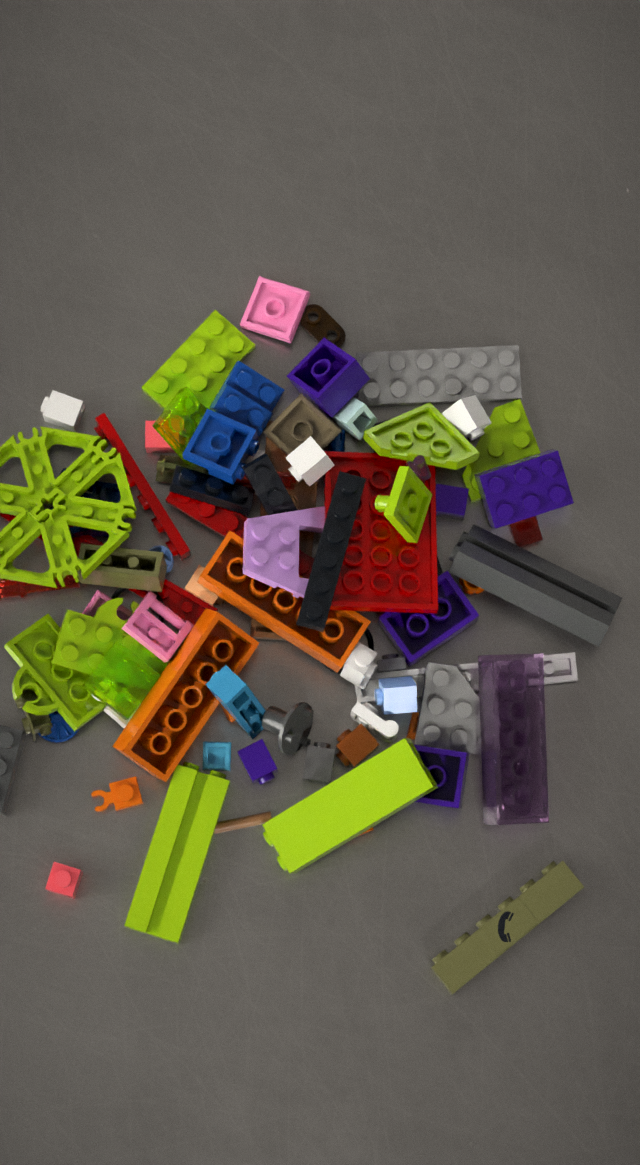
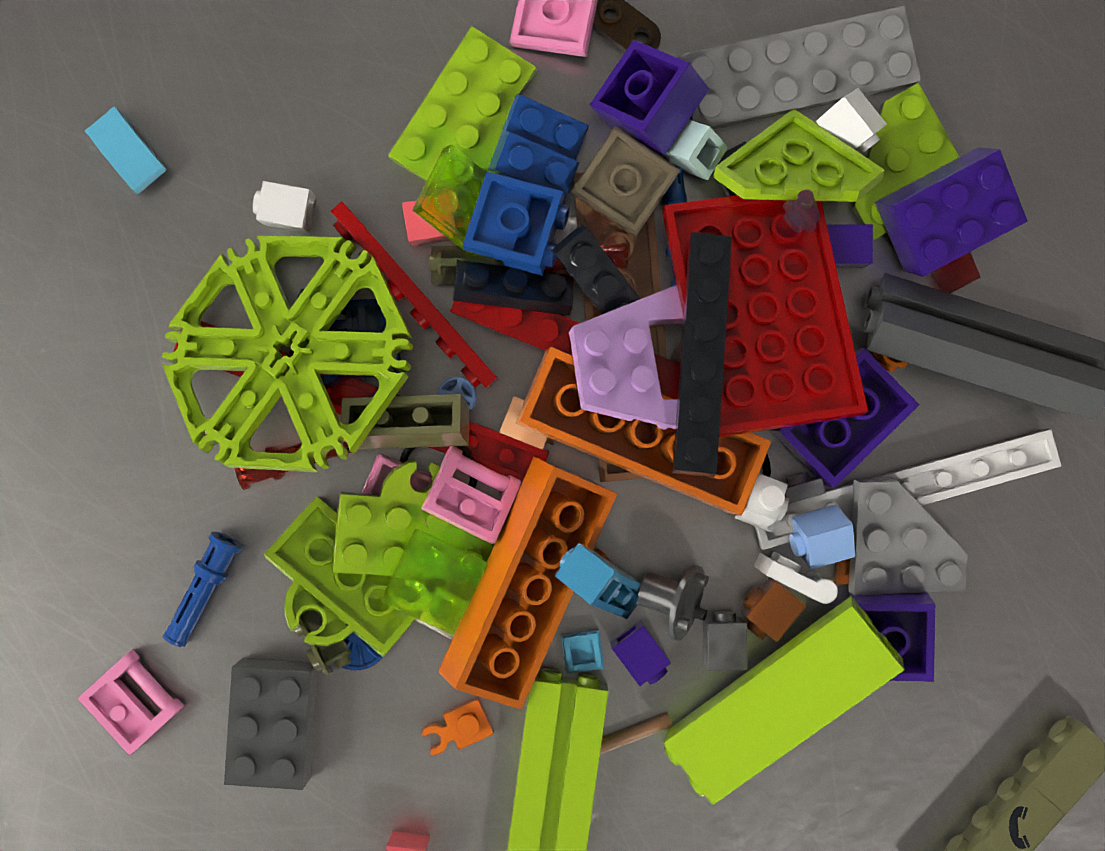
camera: 10 degrees left, 10 degrees up
(309, 462) = (646, 225): white brick -> none
(406, 504) = (799, 268): lime tile -> none
(513, 739) = (994, 570): clear purple brick -> none

